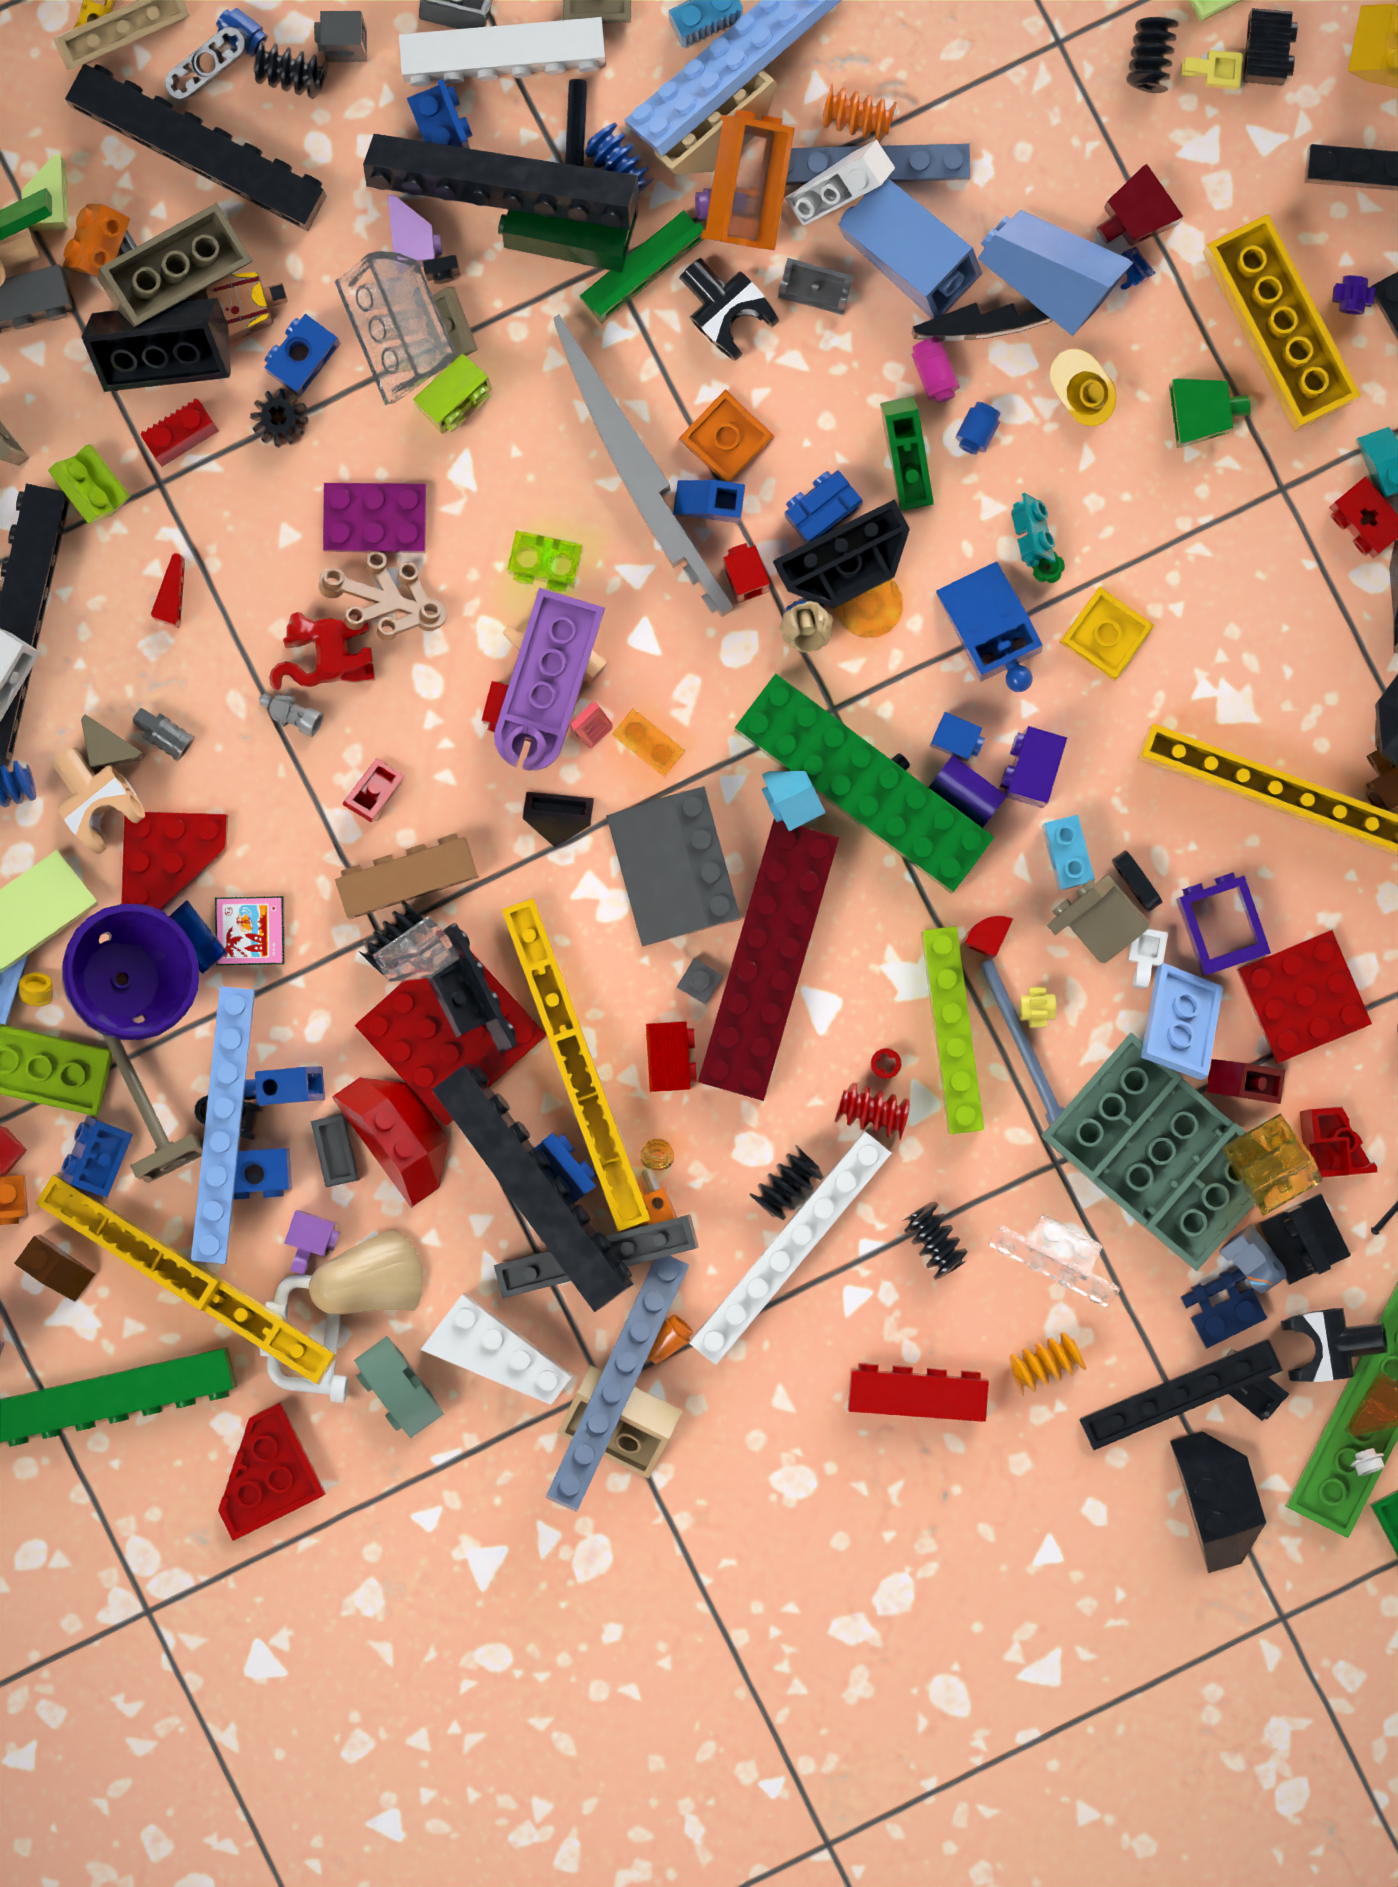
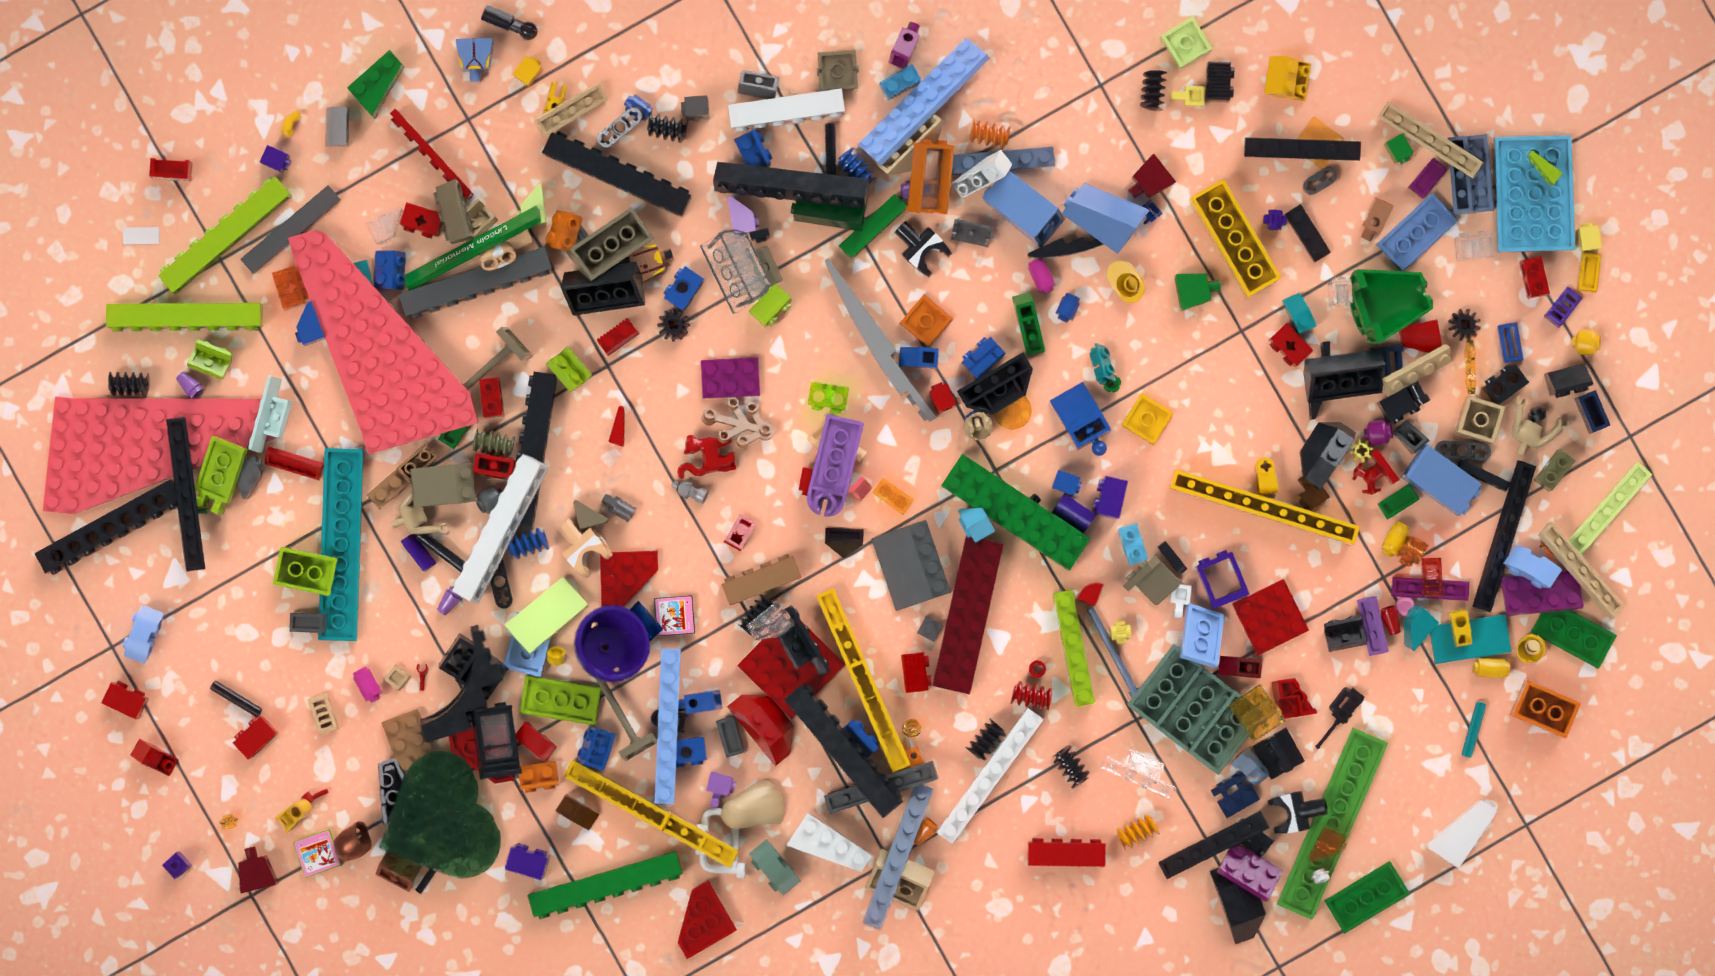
camera: 10 degrees left, 0 degrees up
(1243, 1446) = (1250, 871): none -> plate
(1311, 754) = (1266, 480): none -> yellow piece

